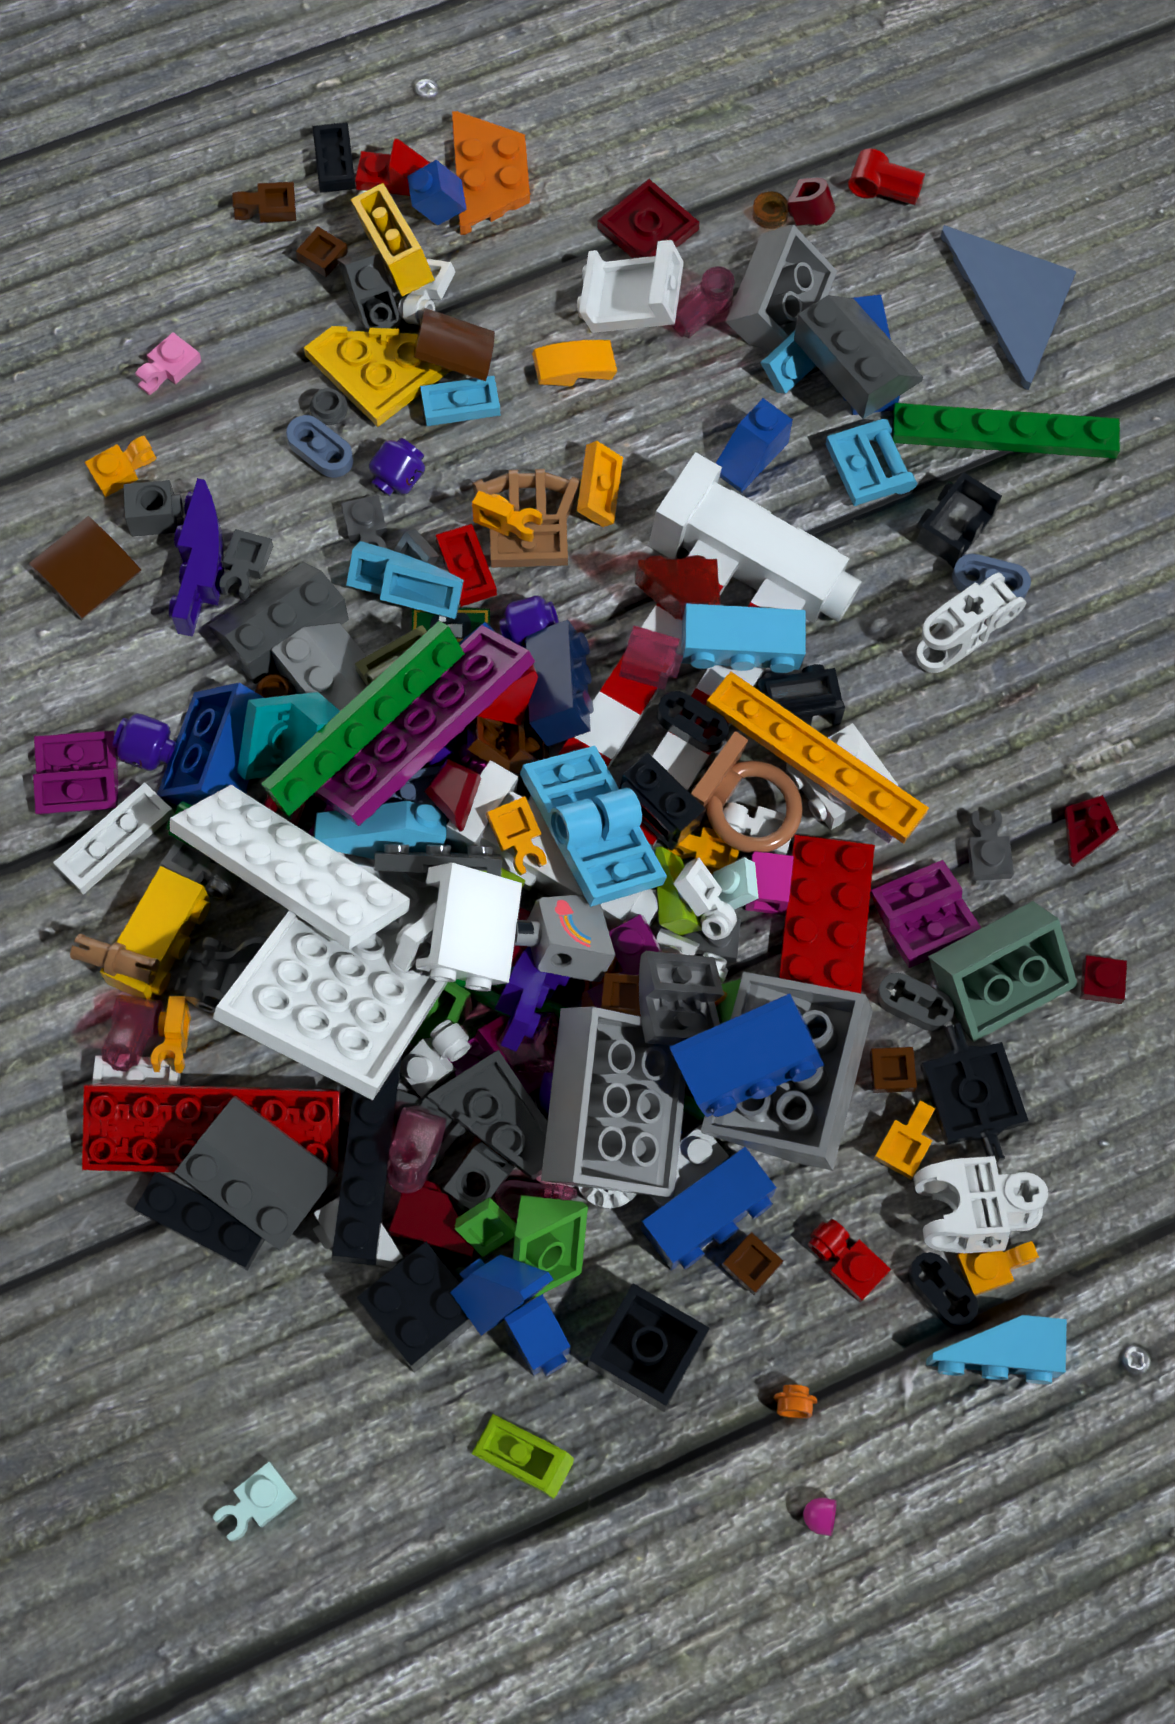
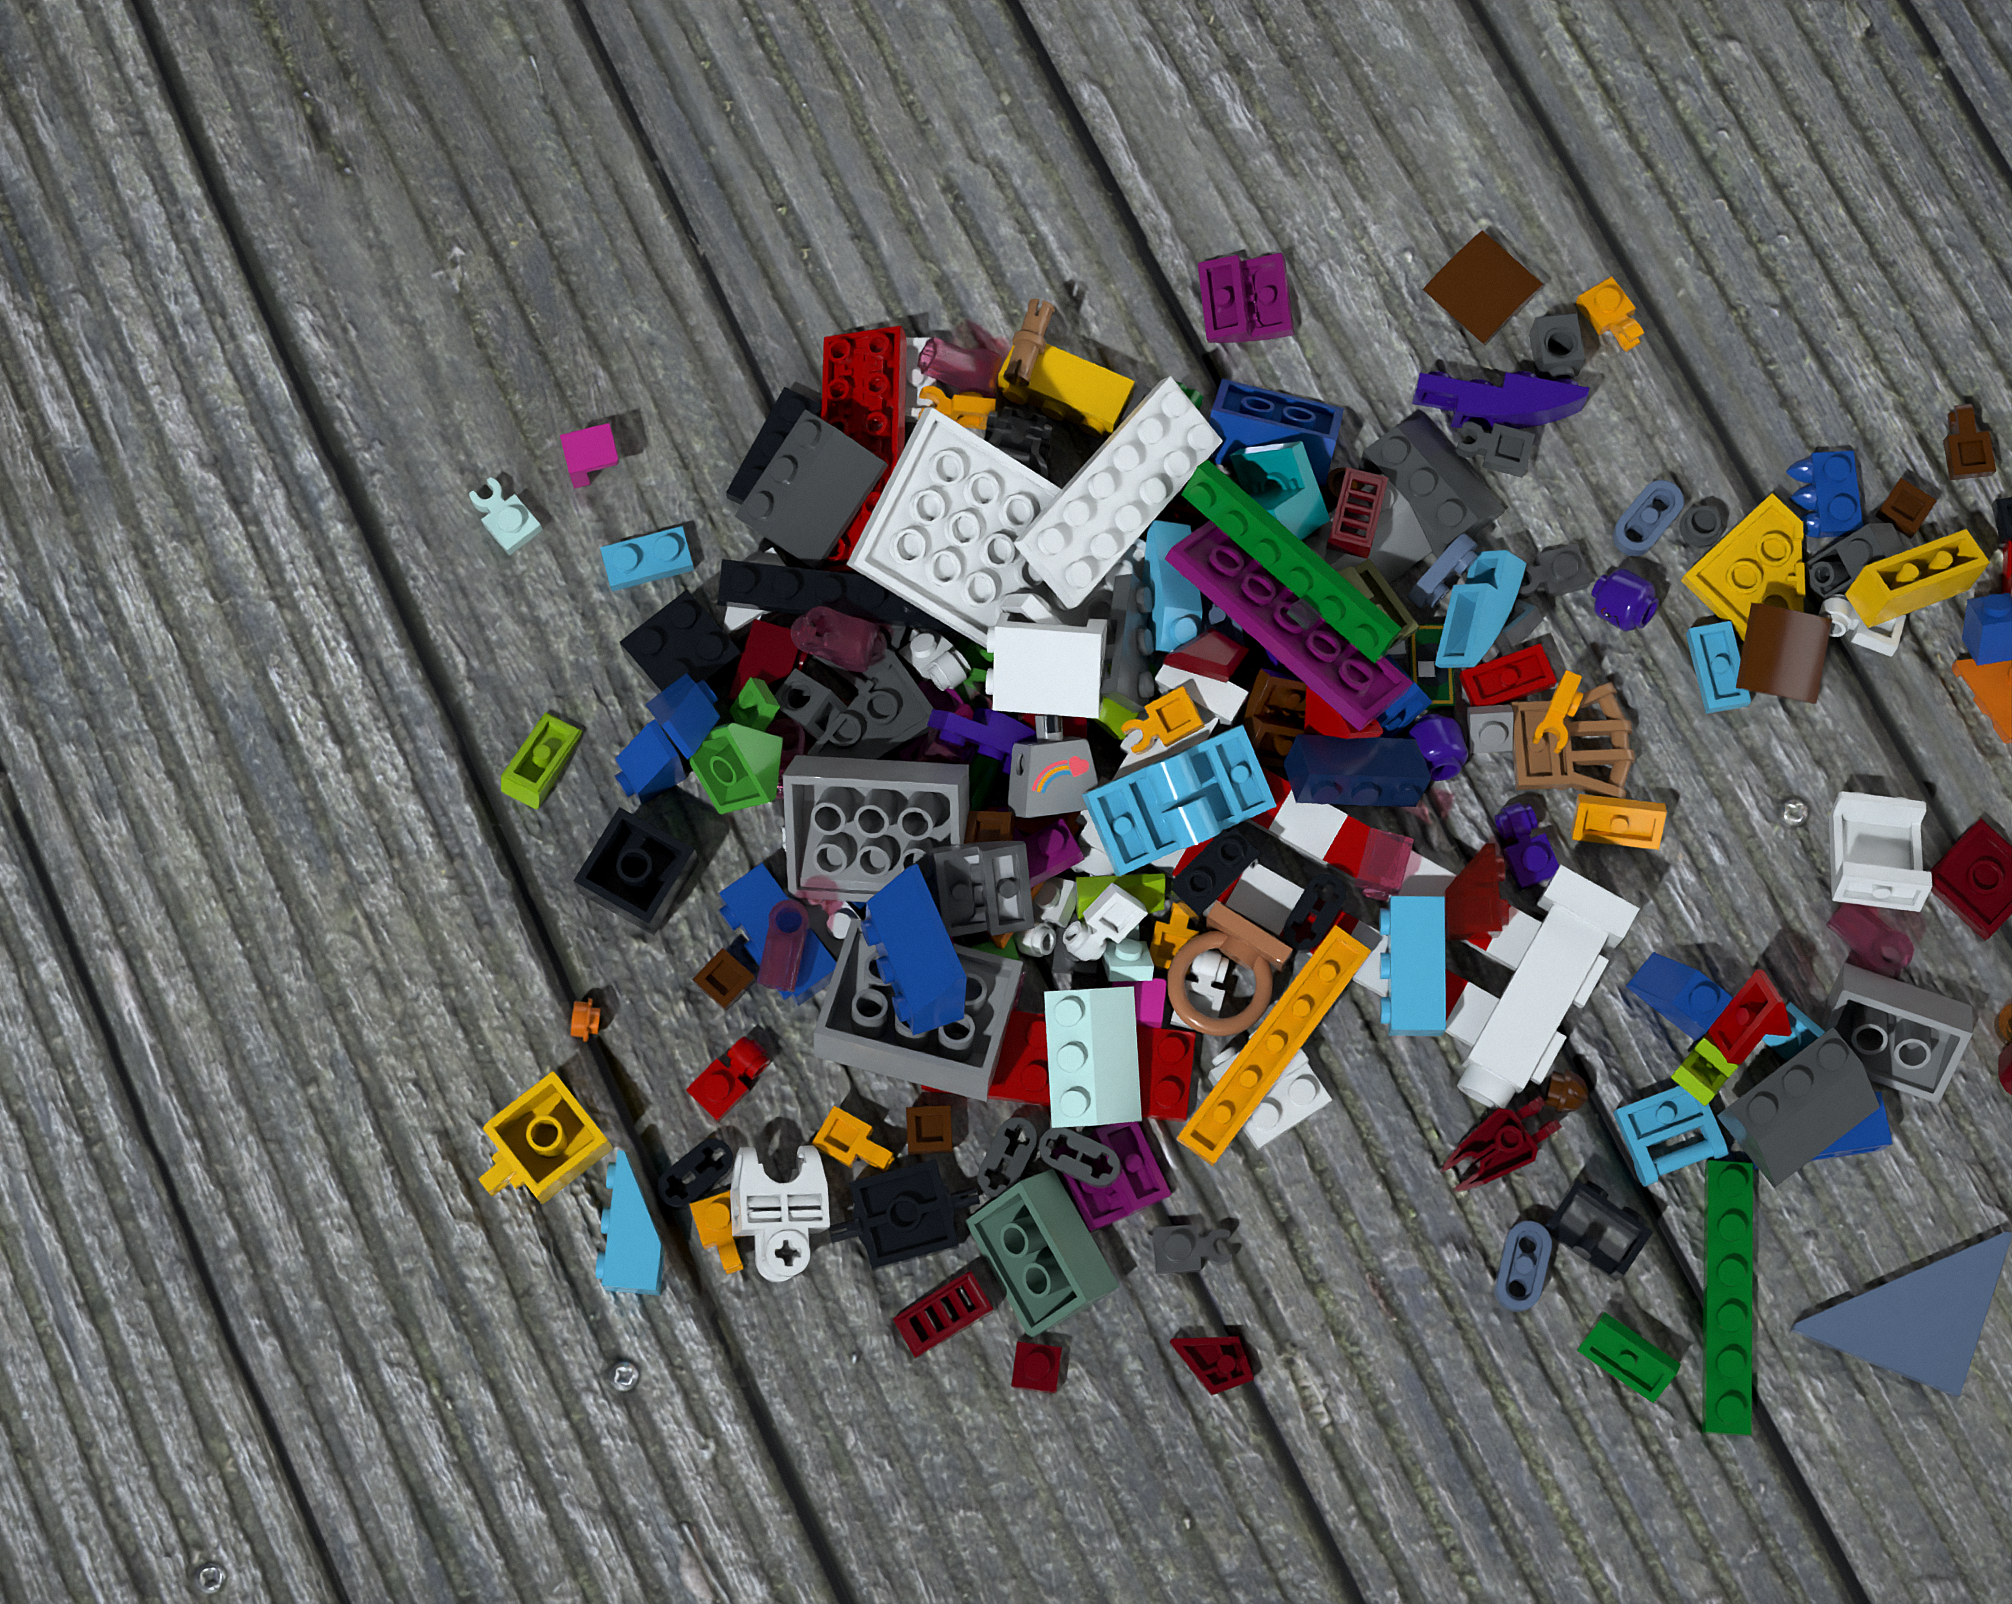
camera: 90 degrees right, 5 degrees up
(113, 838) = (1172, 339): white plate -> none
(143, 742) = (1278, 358): dark purple head -> none
(169, 360) = (1749, 357): bright pink plate -> none
(195, 1408) = (588, 451): none -> dark pink panel
(303, 308) = (1831, 494): none -> blue plate
(310, 1350) = (646, 558): none -> medium azure plate
(341, 656) = (1349, 542): none -> dark red slope
(374, 619) = (1455, 558): none -> sand blue plate
(418, 707) = (1303, 613): none -> clear purple piece
(512, 579) = (1490, 729): none -> light grey plate
(567, 361) = (1781, 793): light orange slope -> none
(623, 558) = (1529, 858): none -> dark purple plate
(737, 1193) = (783, 950): none -> clear pink piece
(782, 384) = (1749, 1017): none -> red slope
(806, 693) = (1359, 1042): black window -> none
(816, 428) = (1704, 1070): none -> lime slope
(820, 1515) = (473, 1043): dark pink hinge -> none
(830, 918) = (1092, 1056): none -> light aqua slope
(840, 536) = (1565, 1091): none -> reddish brown plate
(892, 589) = (1505, 1140): none -> dark red hinge
(924, 1437) = (542, 1141): none -> yellow hinge
(927, 935) = (1075, 1167): none -> dark grey beam
(968, 621) = (1463, 1246): white piece -> none
(1049, 1066) = (983, 1309): none -> dark red slope
(1063, 502) = (1629, 1357): none -> green plate

